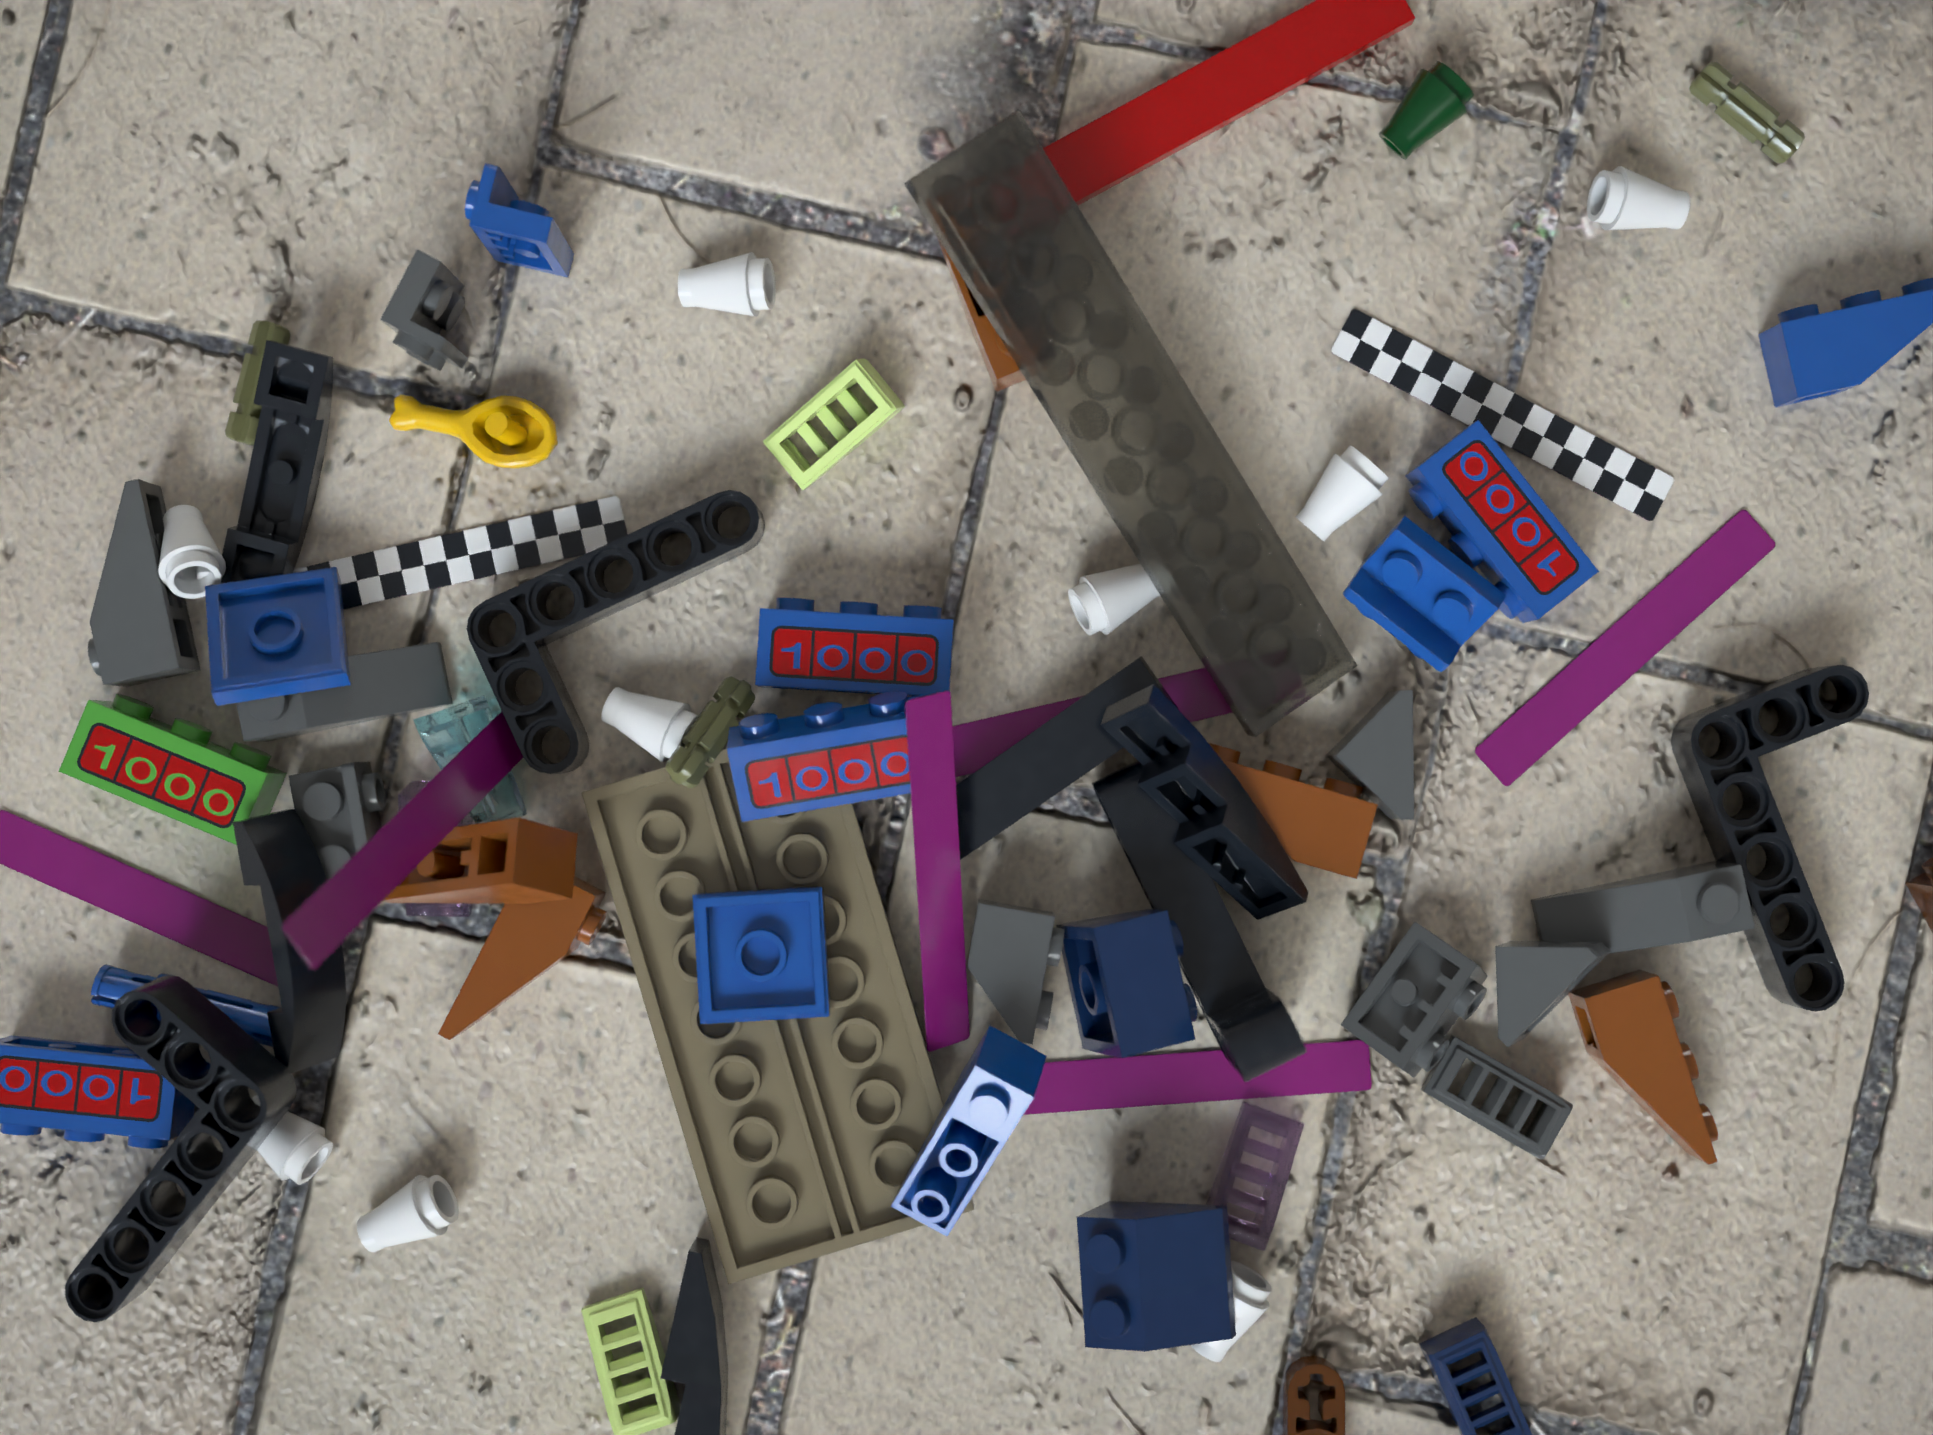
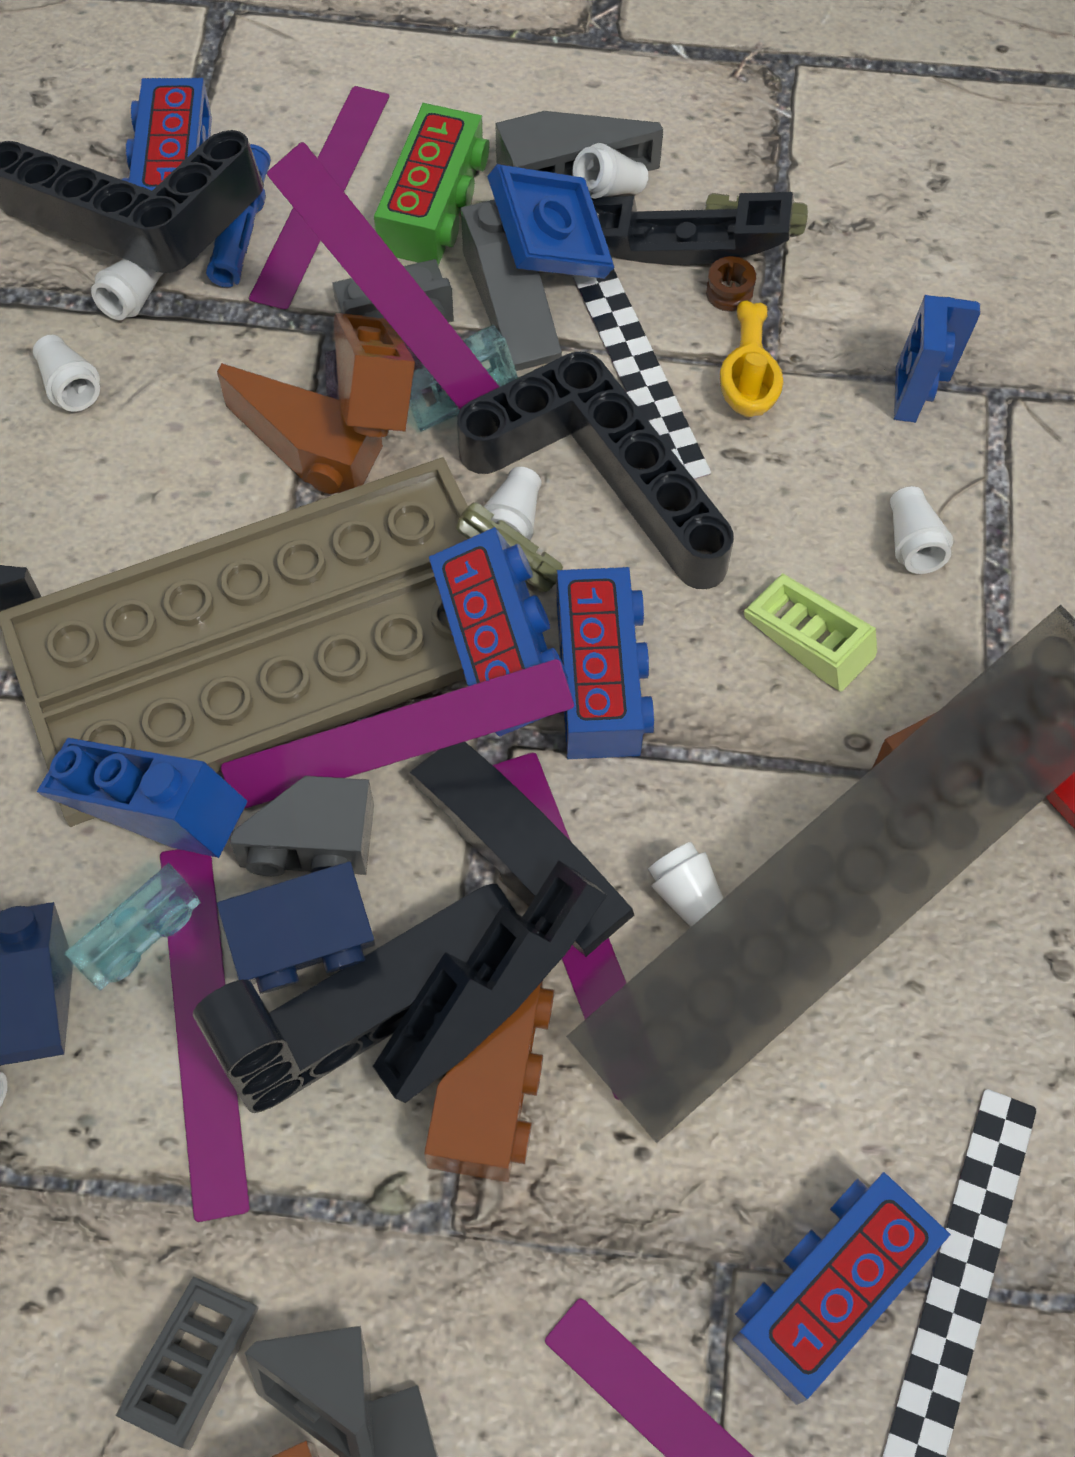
camera: 80 degrees right, 25 degrees down
(284, 862) = (278, 271): black slope -> none
(365, 411) = (729, 270): none -> reddish brown bush
(422, 307) = (843, 297): dark grey bracket -> none
(761, 955) = (305, 606): blue tile -> none
(1116, 1159) = (120, 939): none -> clear light blue plate
(1267, 1207) = (42, 1077): clear purple slope -> none
(1342, 492) = (841, 1109): white cone -> none
(1381, 755) = (564, 1178): dark grey slope -> none
(1417, 1001) = (292, 1253): dark grey bracket -> none
(1422, 594) = (744, 1204): blue bracket -> none

